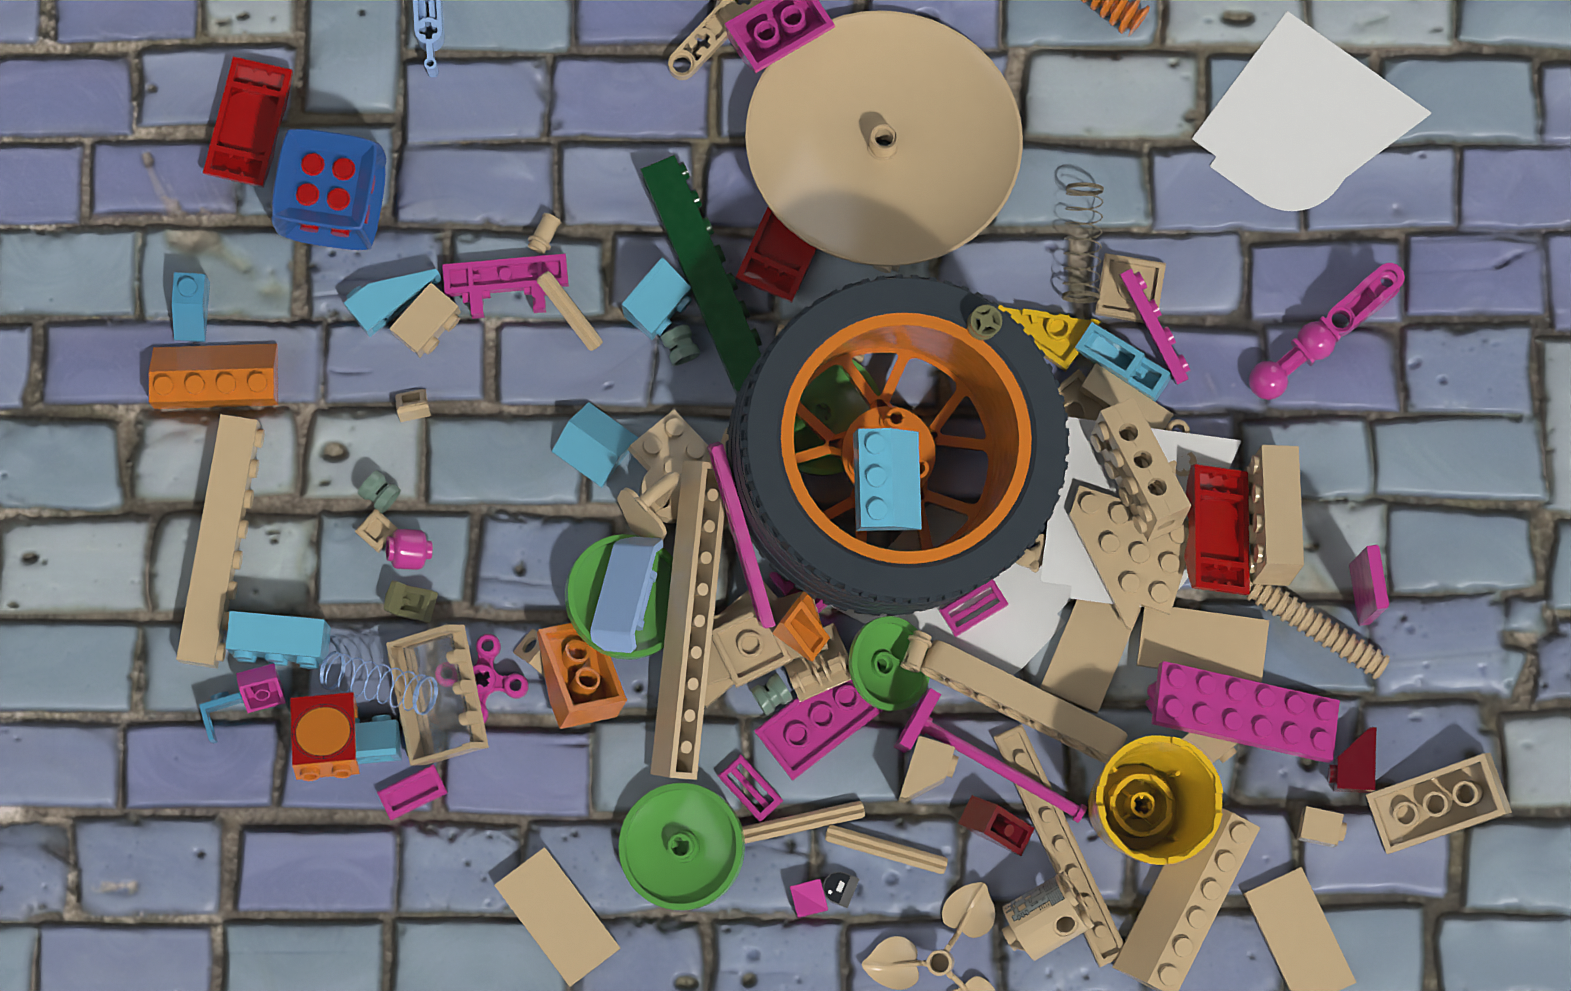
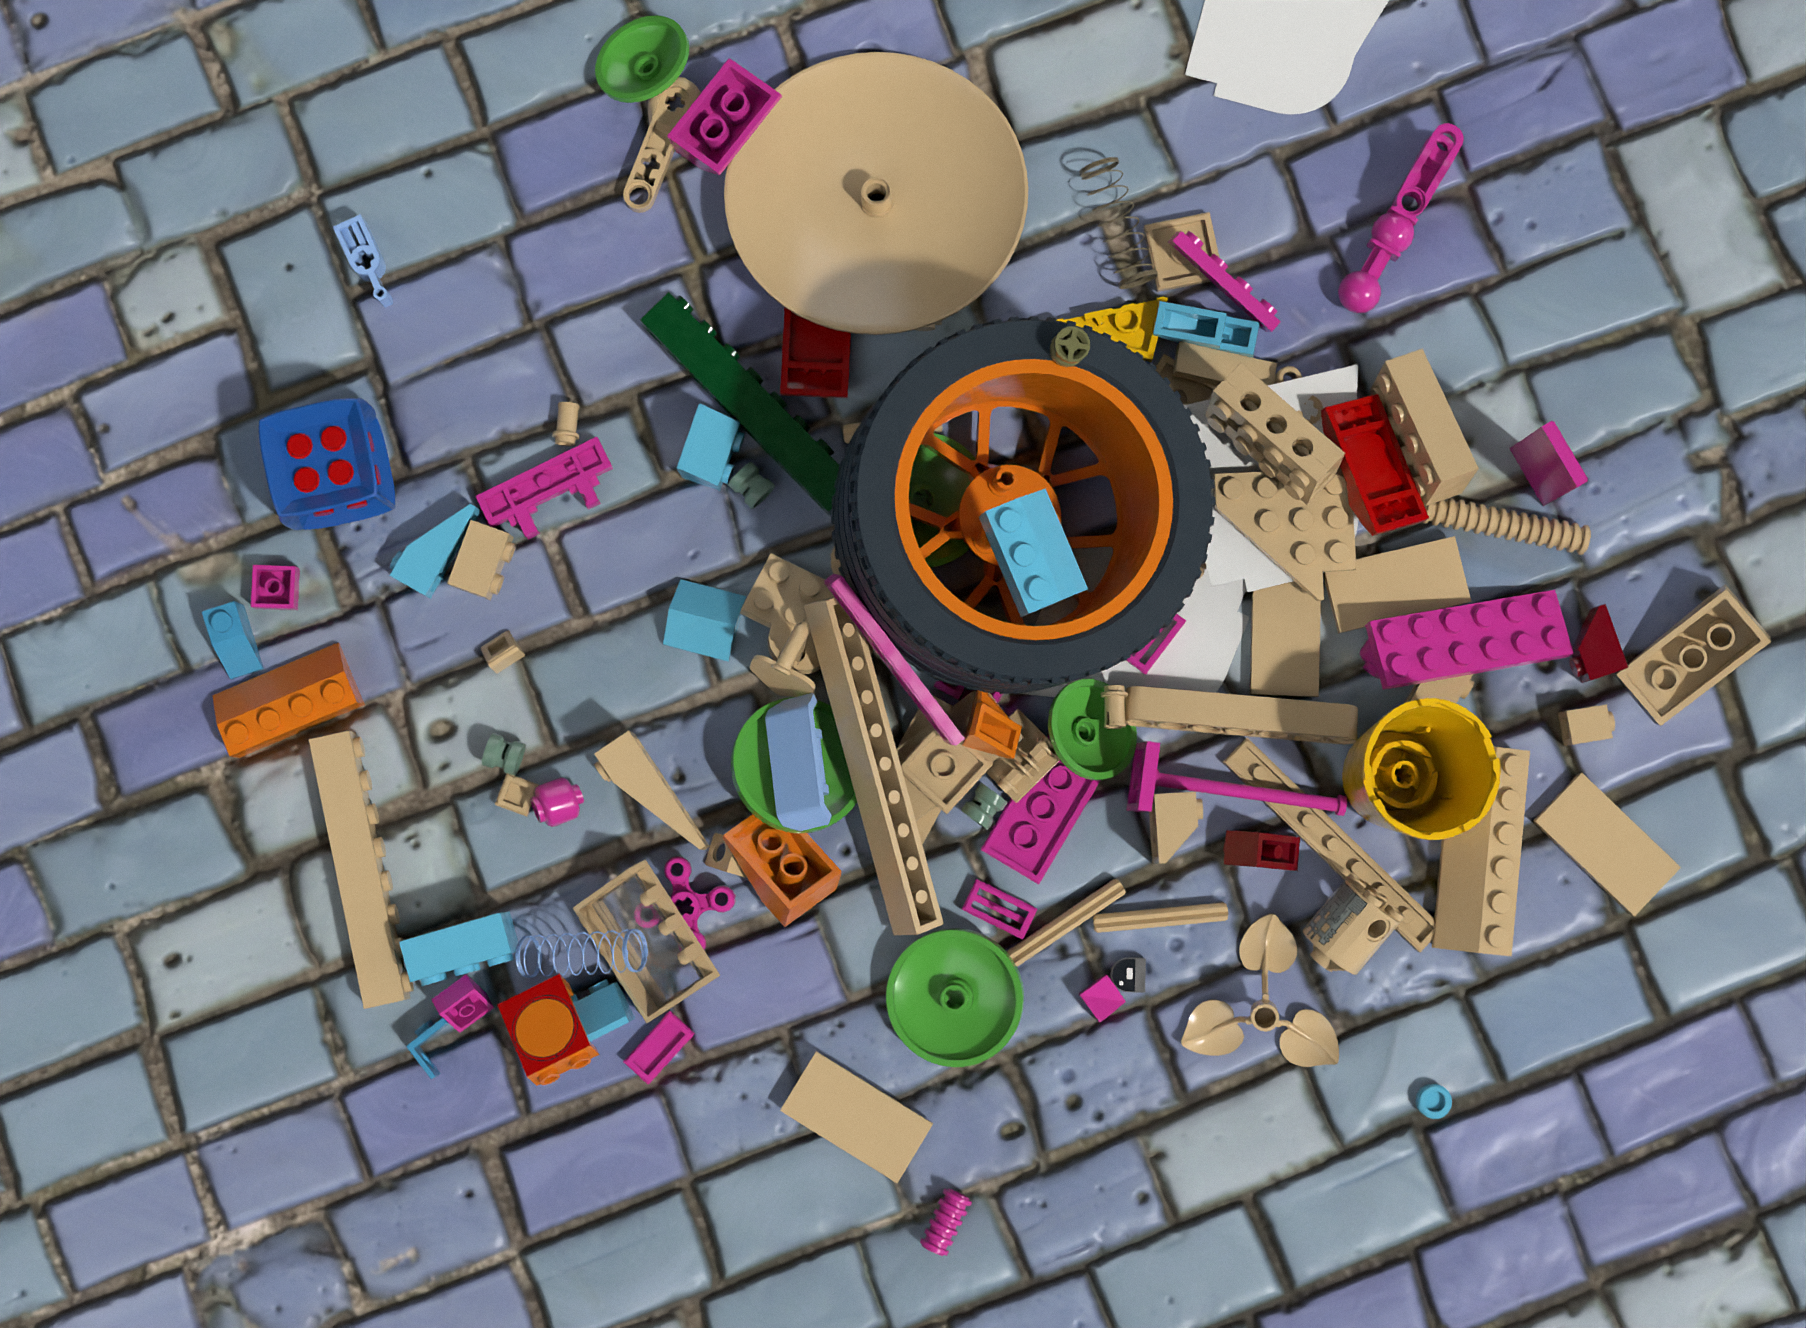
camera: 25 degrees left, 5 degrees up
(242, 276) = (275, 587): none -> dark pink piece
(248, 122) = (217, 425): red slope -> none
(410, 602) = (580, 855): olive bracket -> none
(483, 543) = (634, 771): none -> tan slope
(569, 311) = (624, 493): tan axle -> none

